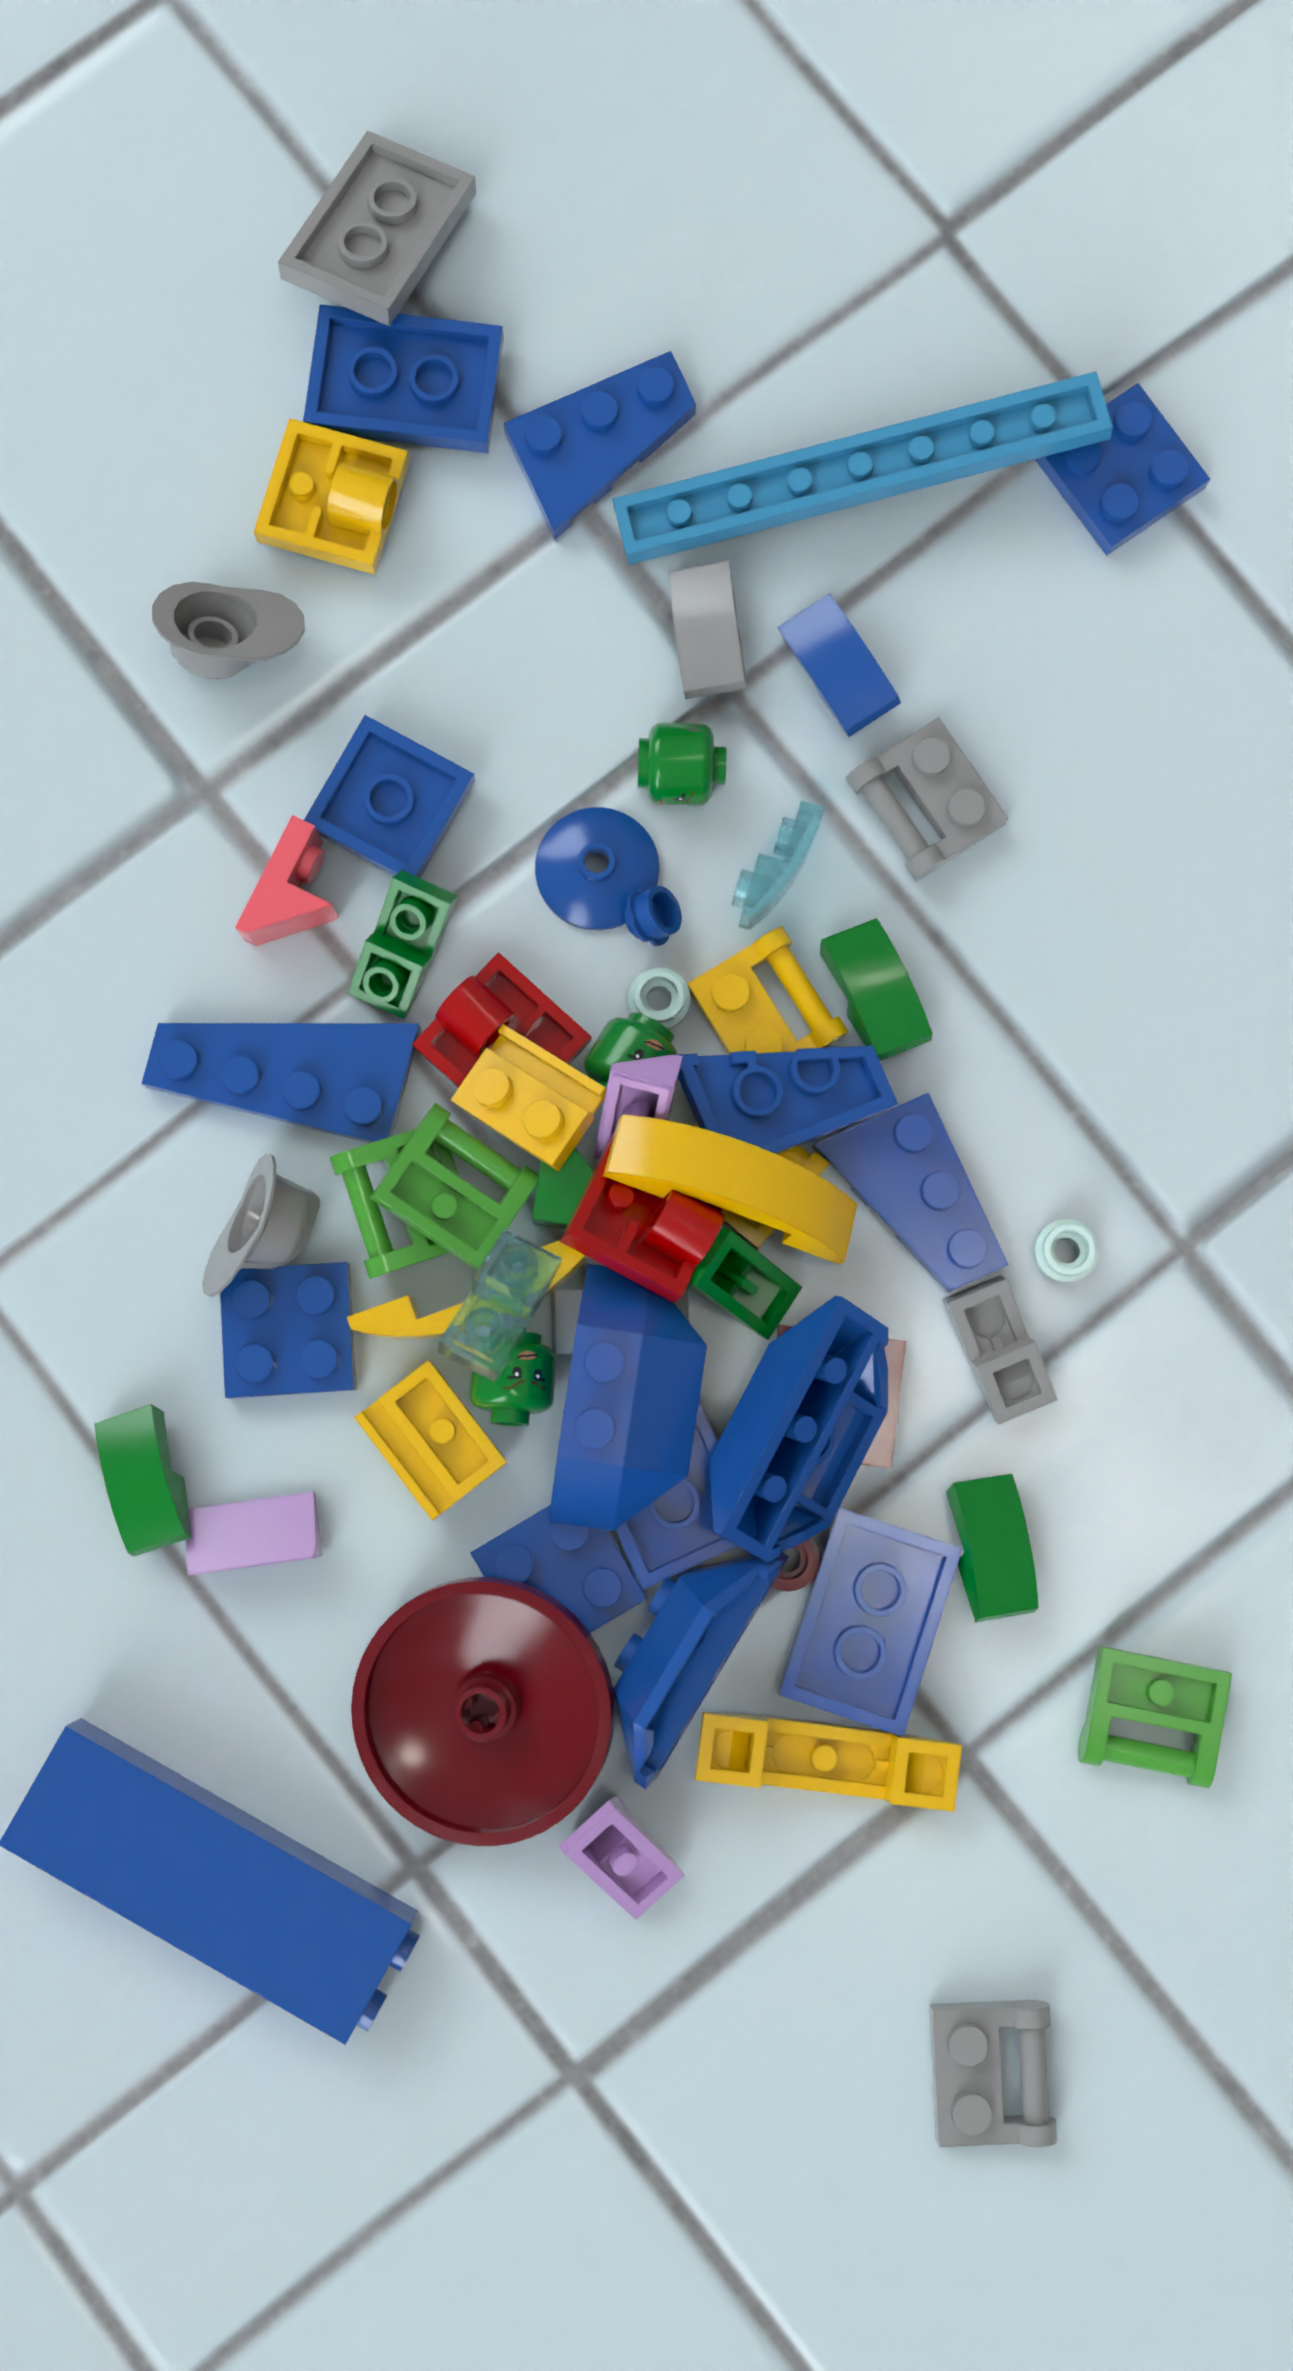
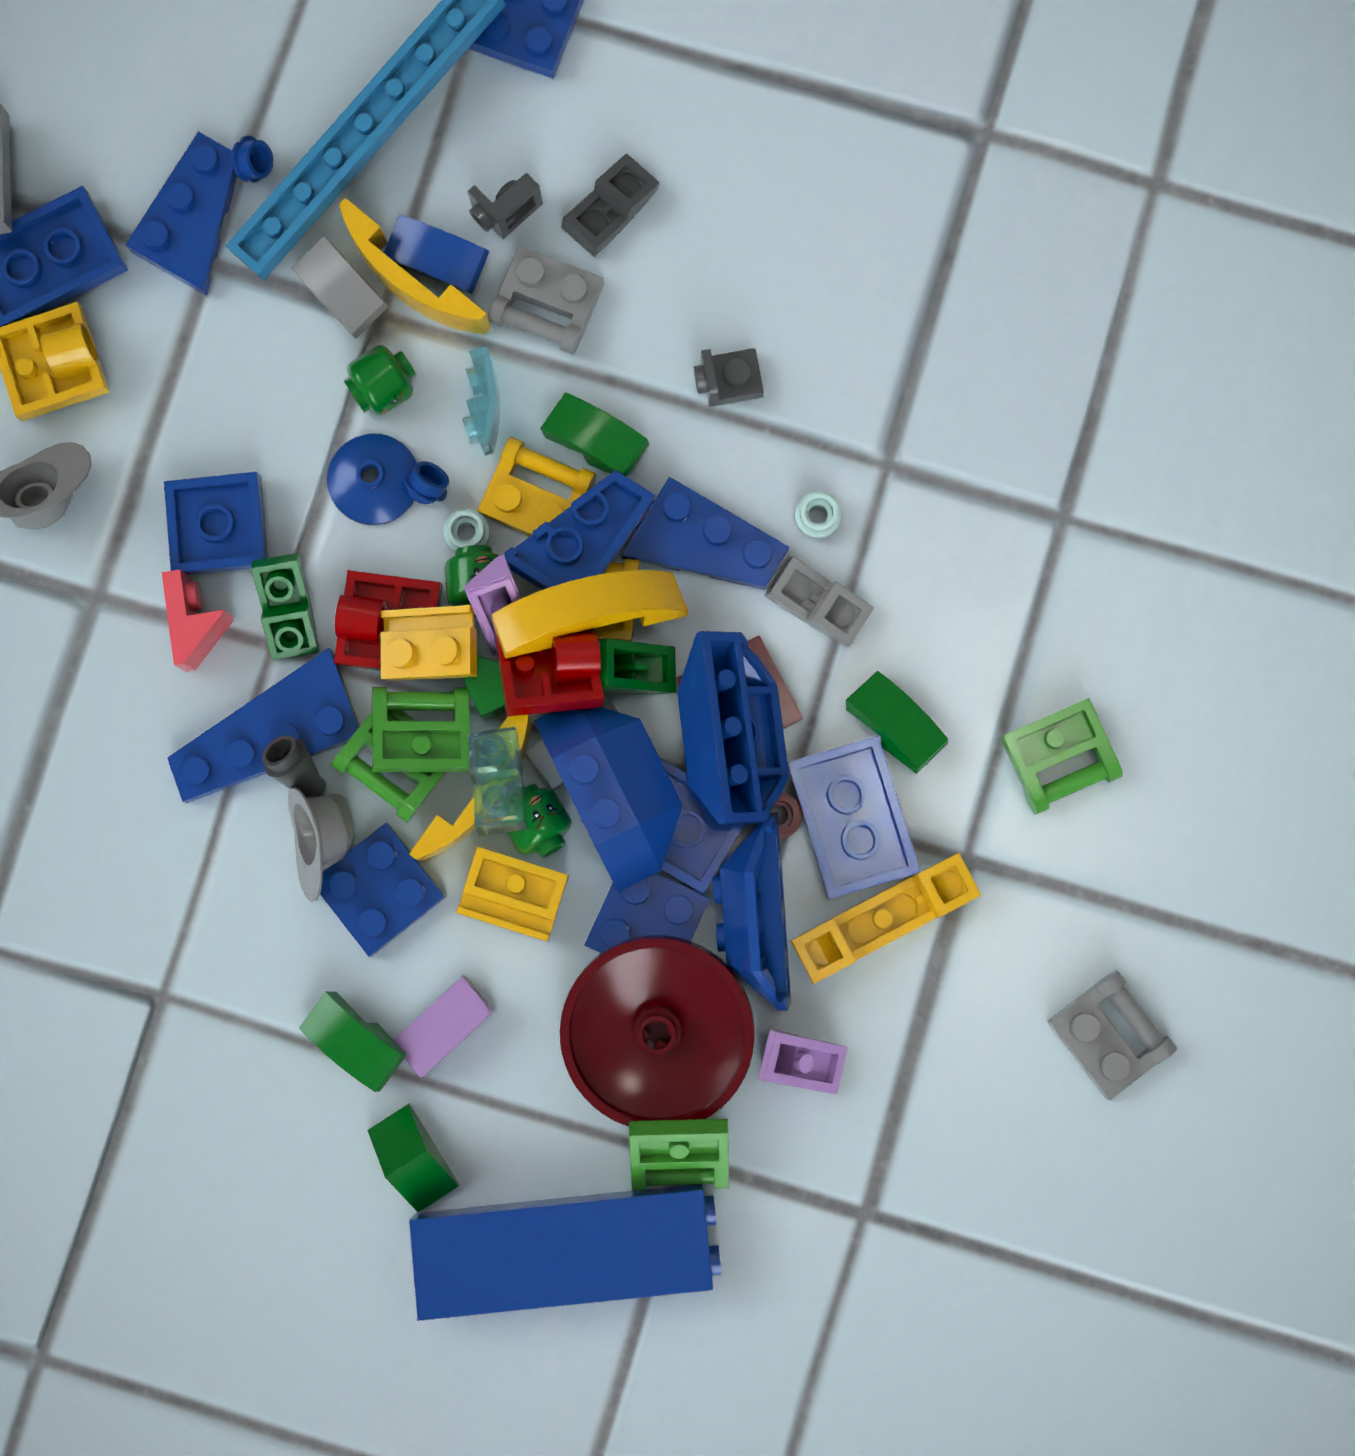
camera: 30 degrees left, 0 degrees up
(116, 1655) = (411, 1159): none -> green slope
(287, 1129) = (293, 766): none -> dark grey cone
(415, 1862) = (679, 1153): none -> bright green plate
(708, 421) = (251, 159): none -> blue plate
(812, 738) = (450, 309): none -> yellow slope
(961, 669) = (512, 205): none -> dark grey bracket
(1073, 742) = (611, 206): none -> dark grey slope
(1073, 1026) = (729, 377): none -> dark grey bracket

